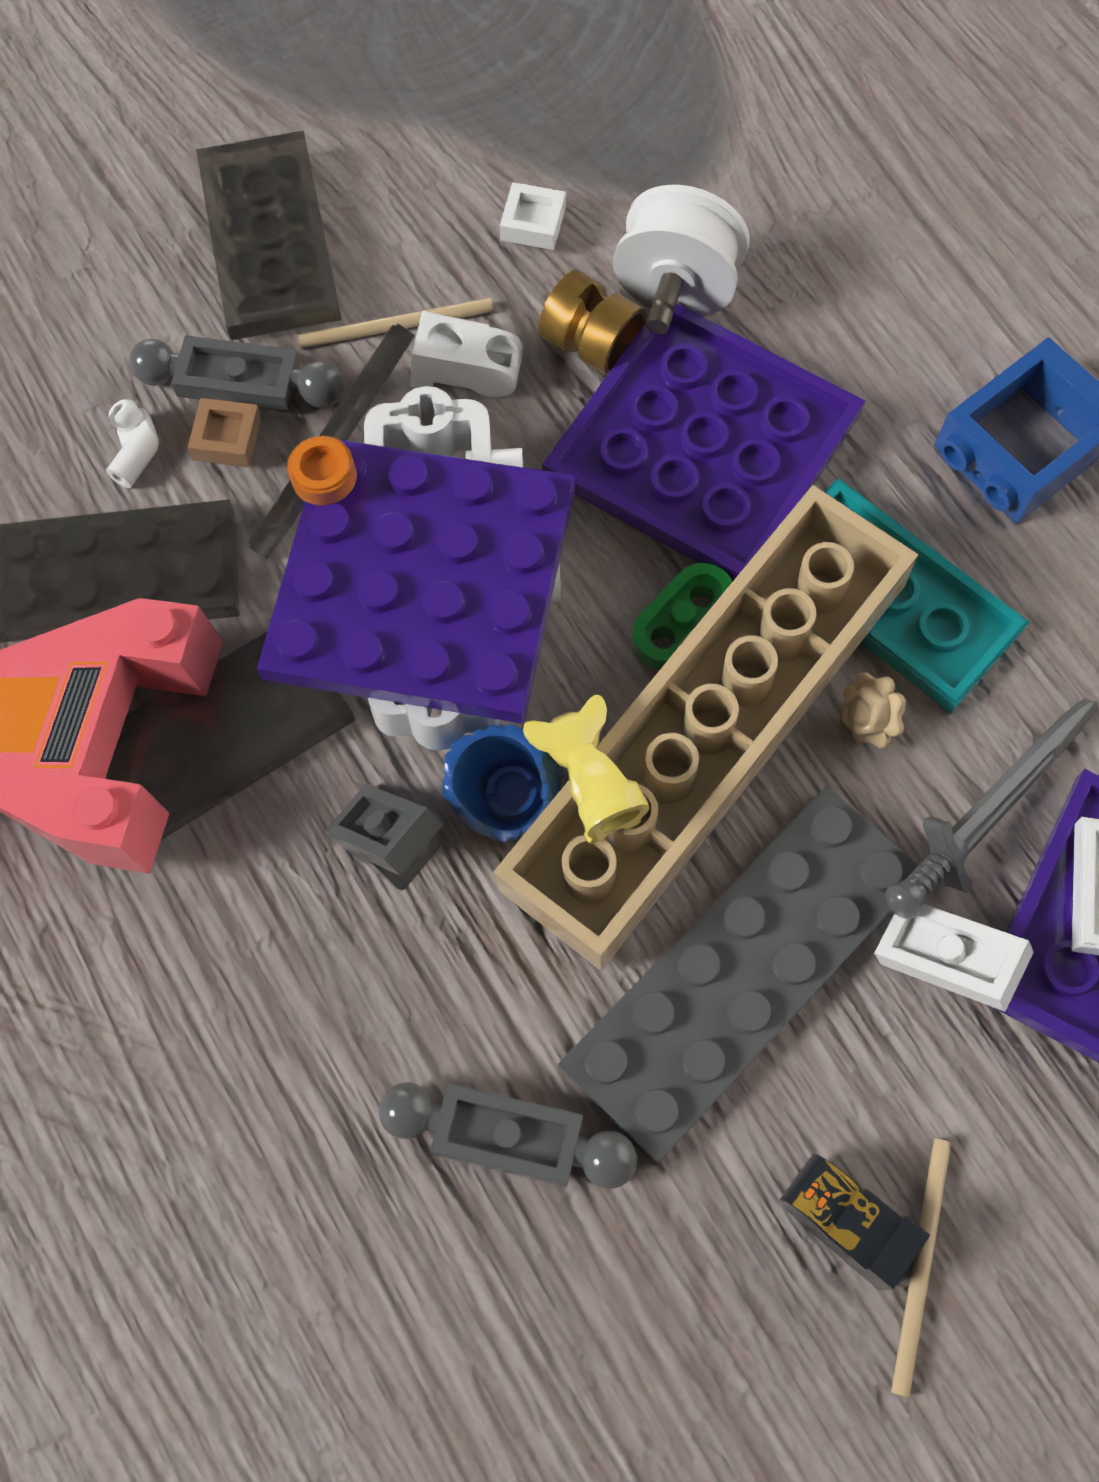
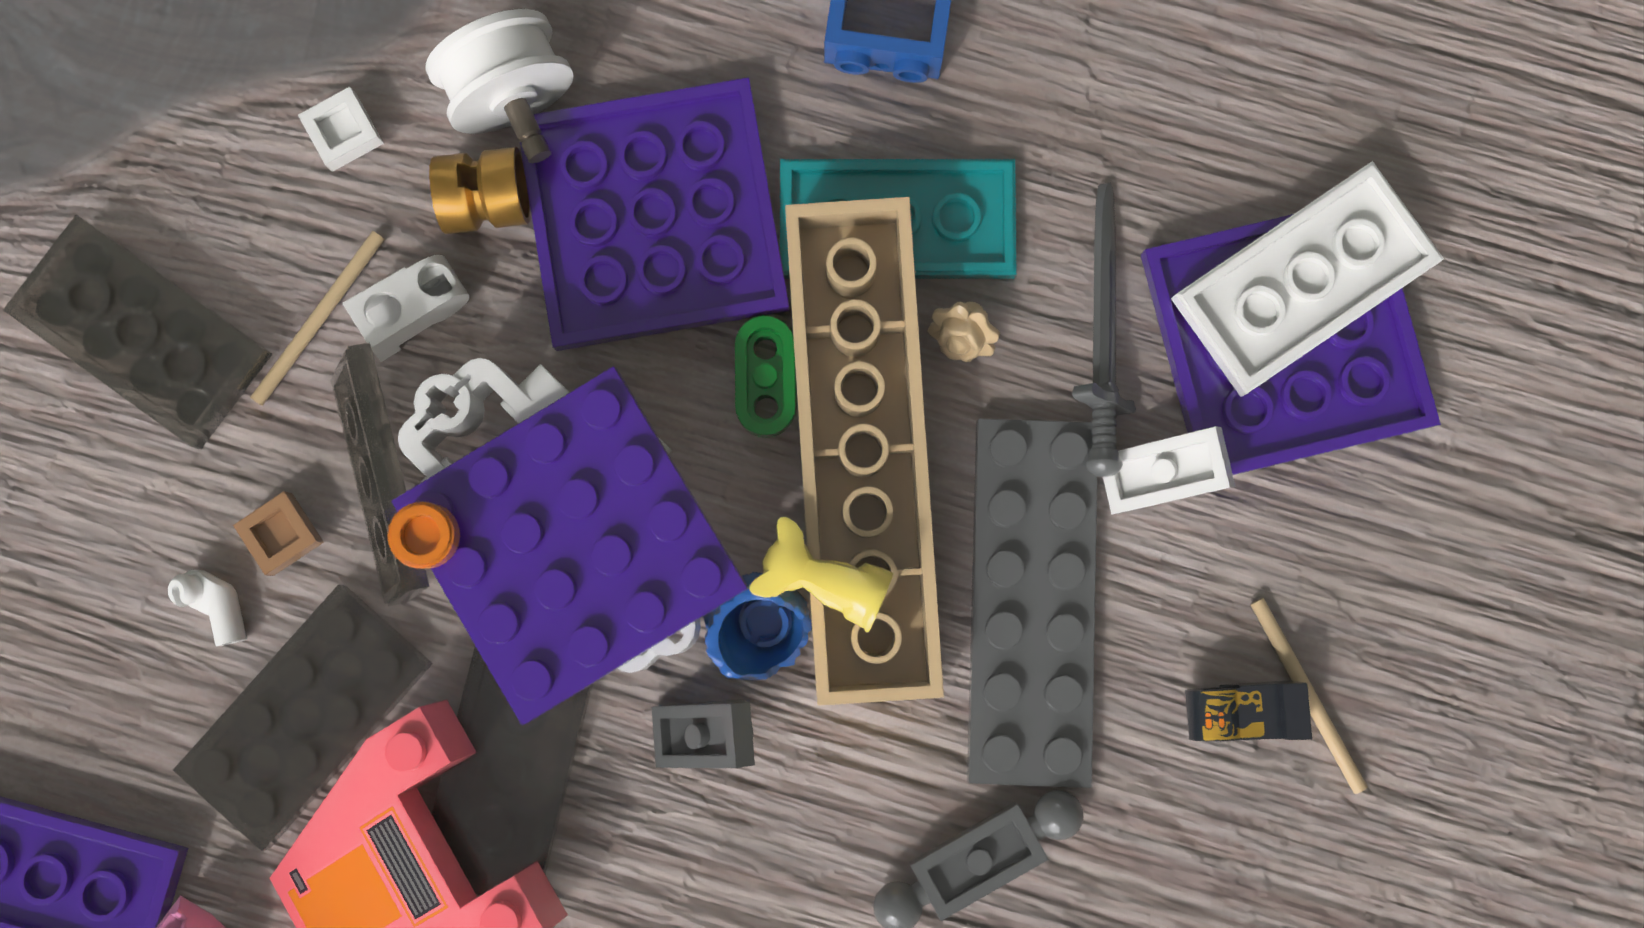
camera: 40 degrees left, 15 degrees up
(236, 372) = (236, 476): dark grey plate -> none

